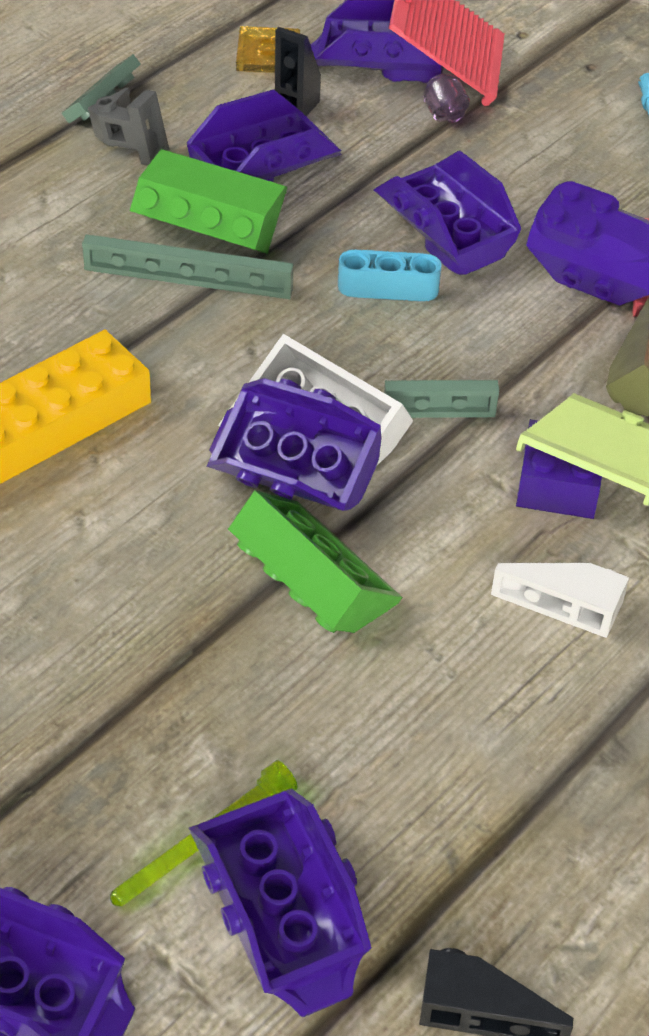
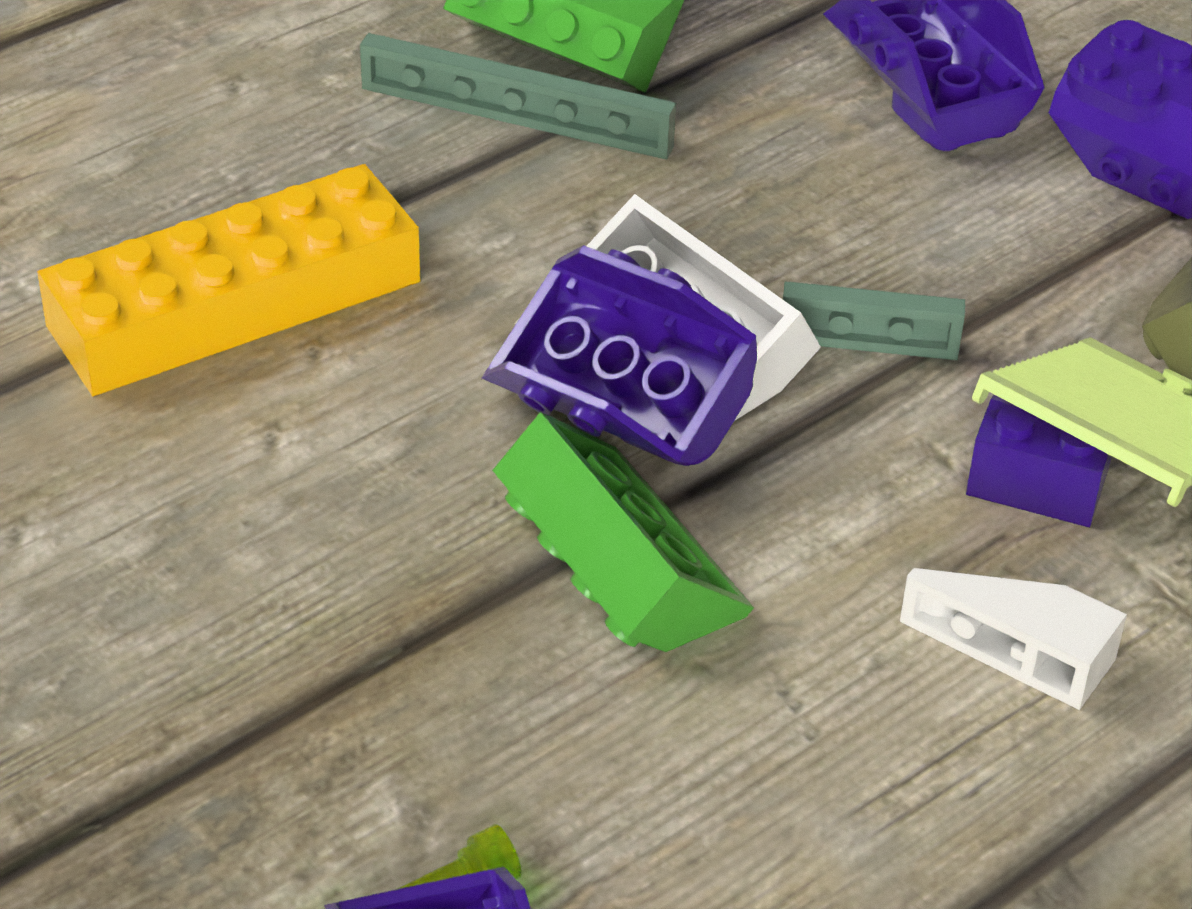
camera: 10 degrees right, 5 degrees down
(389, 275) = (826, 137): medium azure beam -> none

